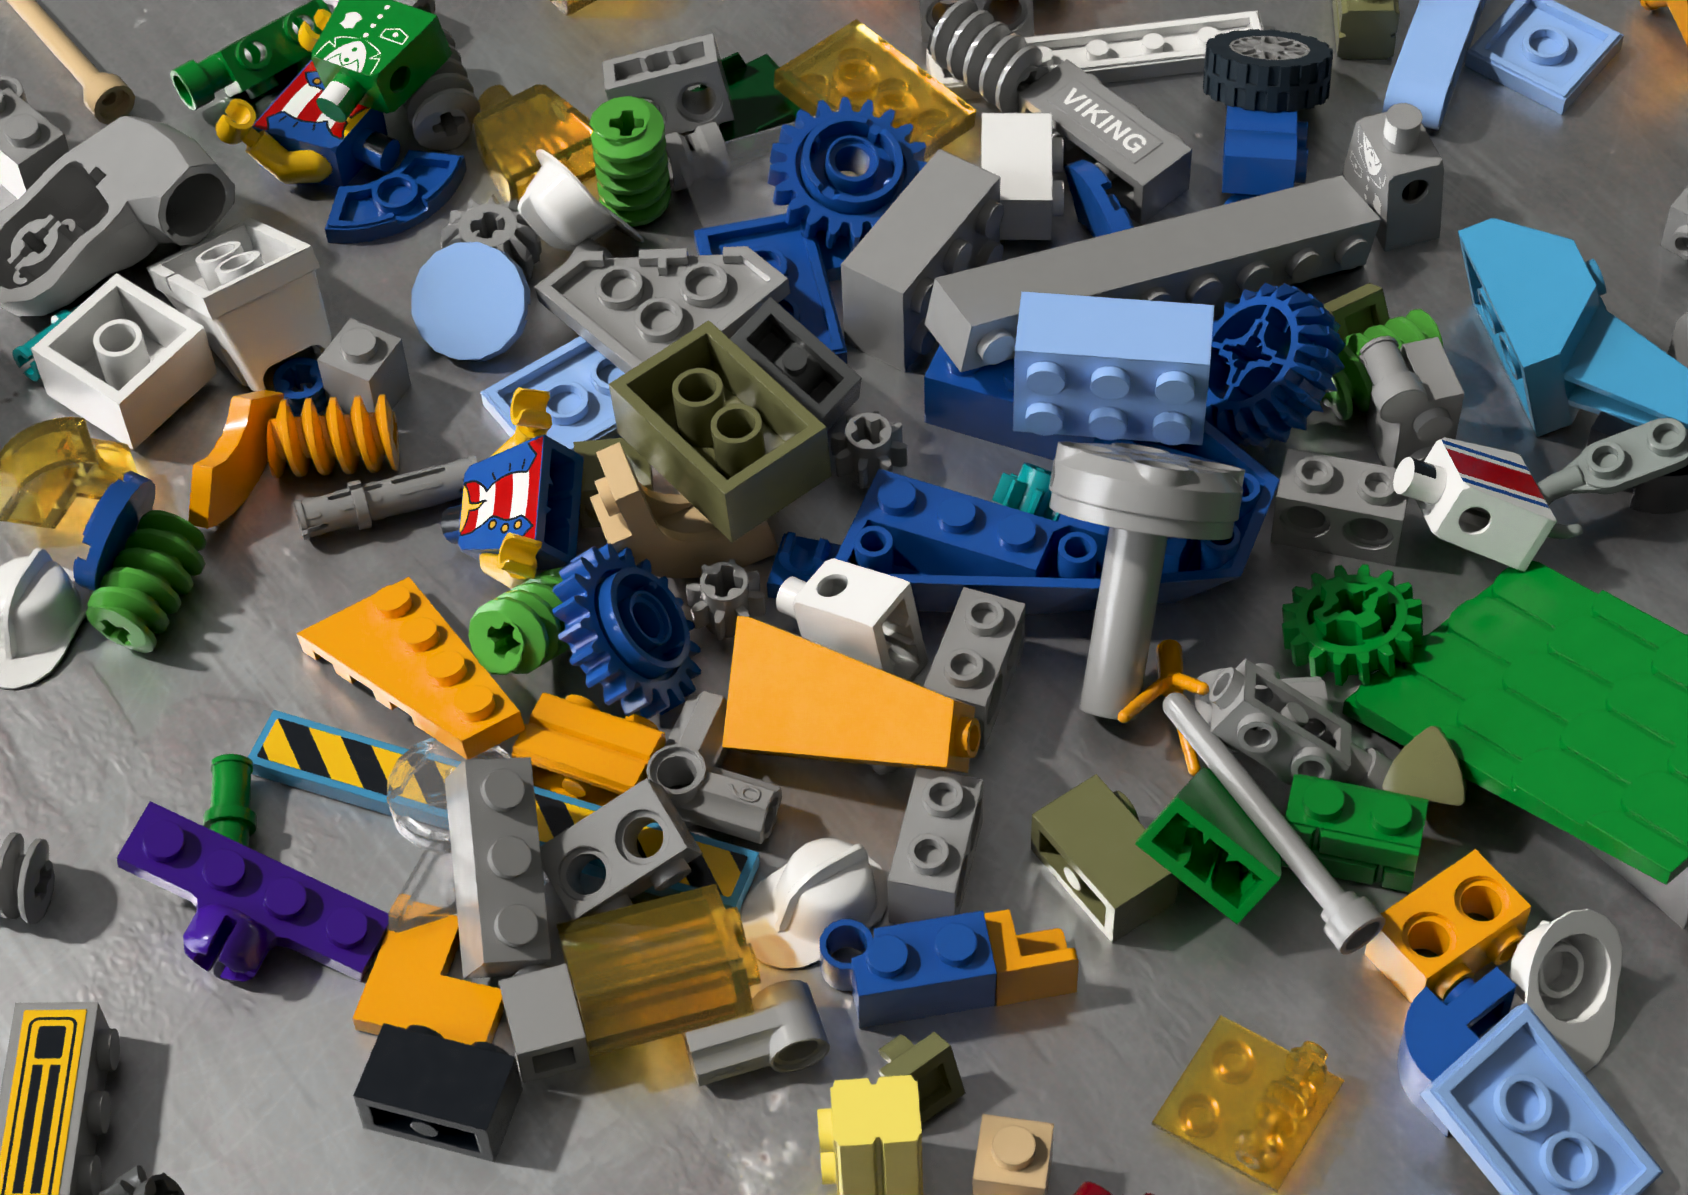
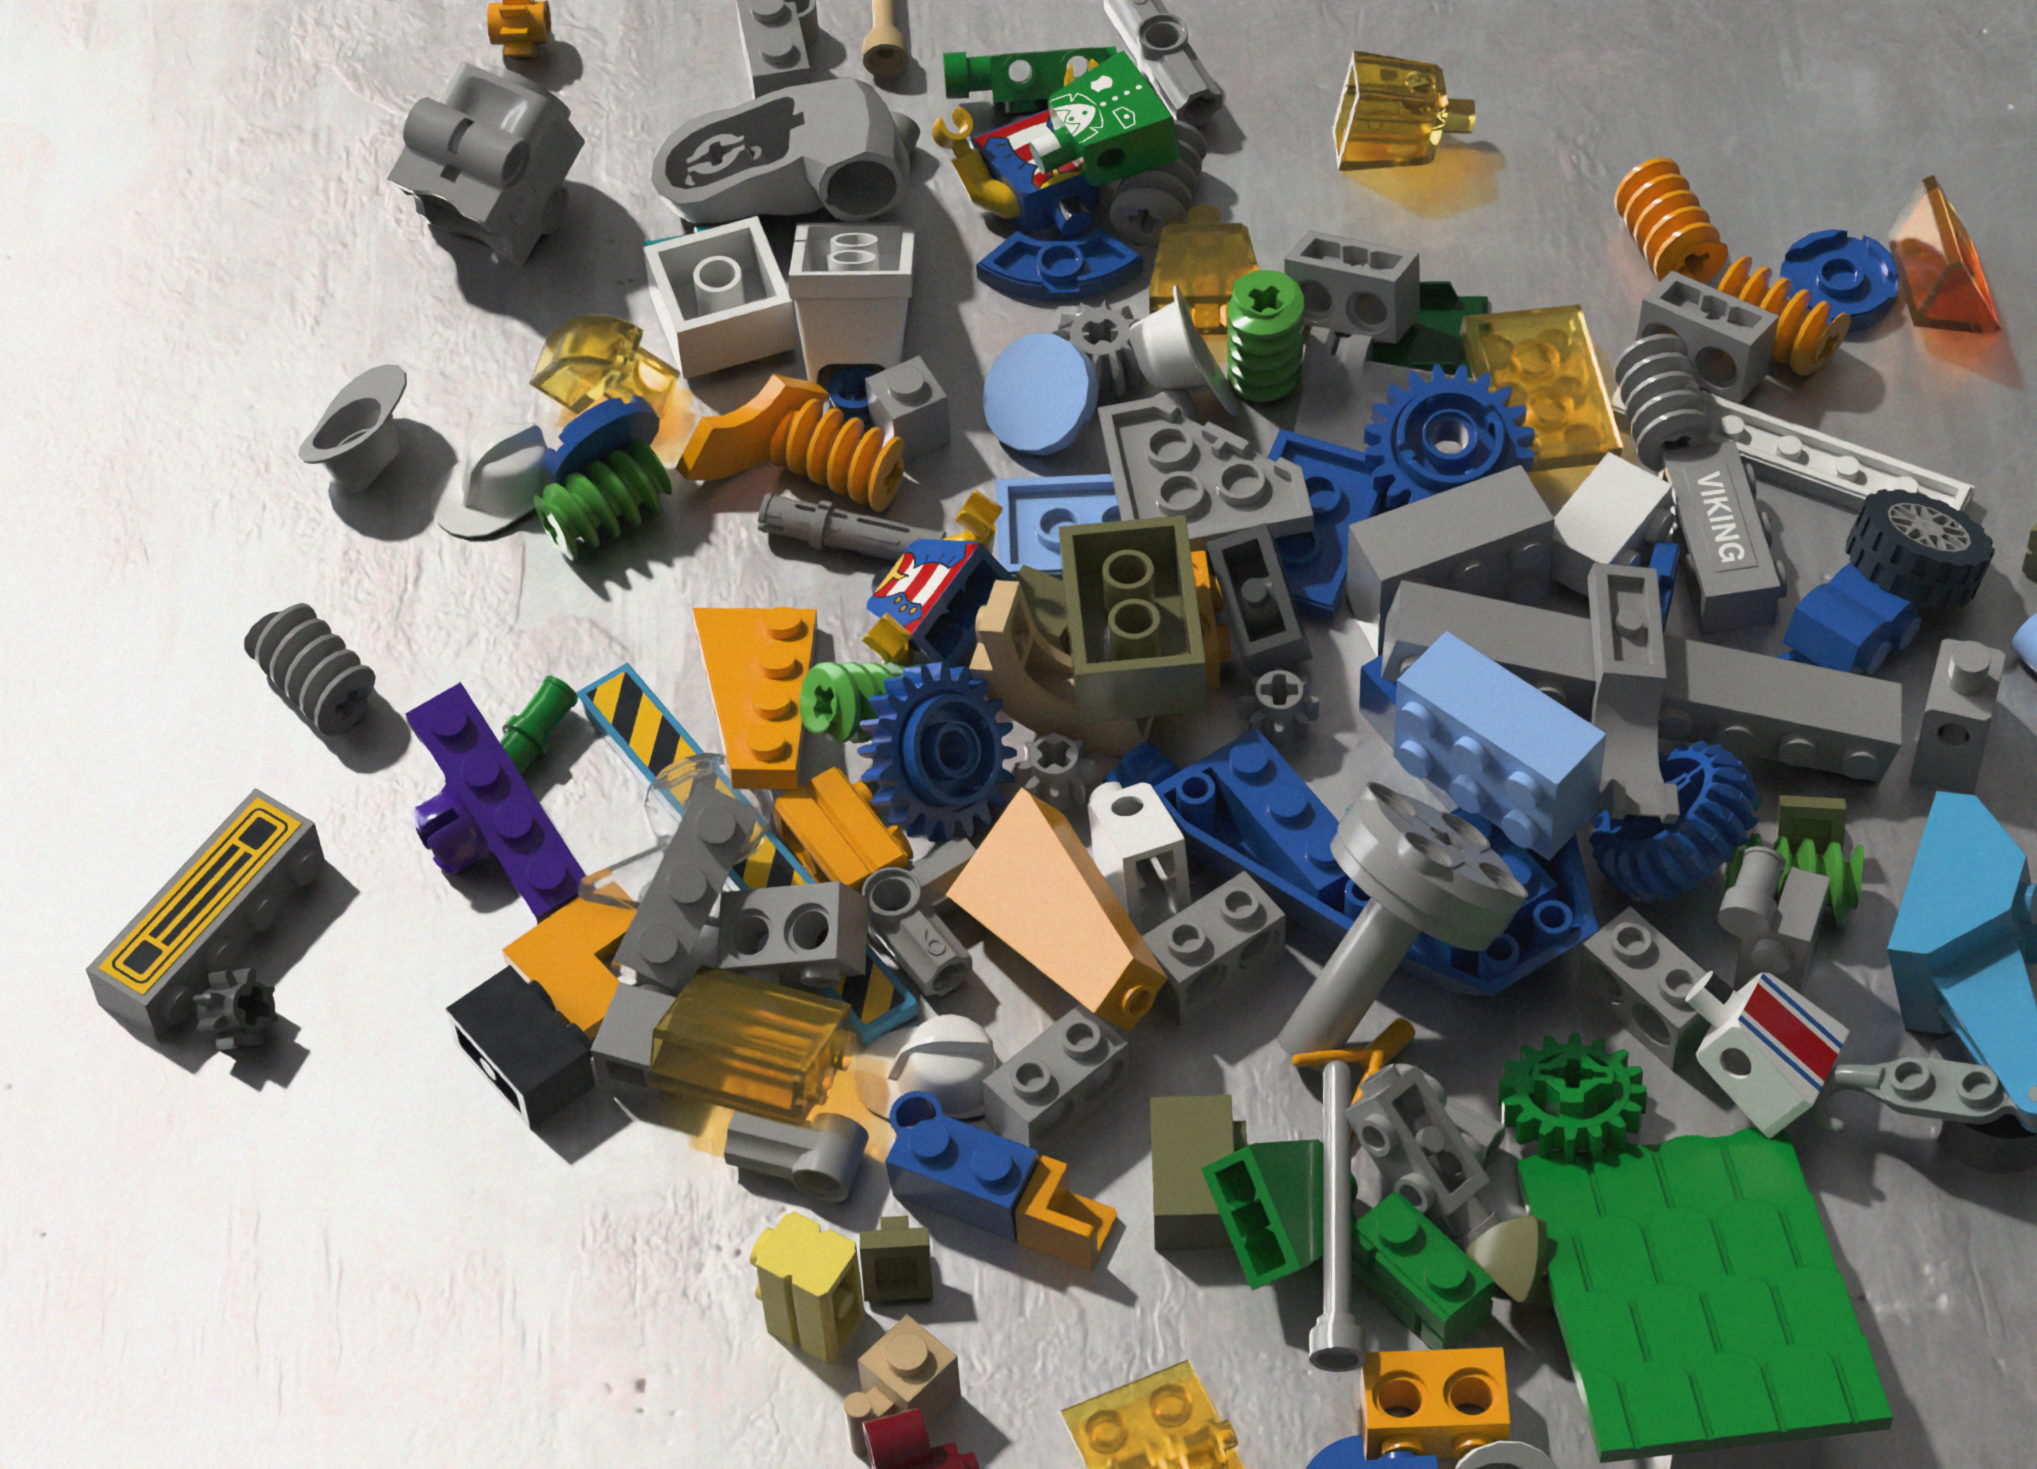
camera: 35 degrees right, 0 degrees up
(1167, 266) = (1629, 689): none -> light grey piece

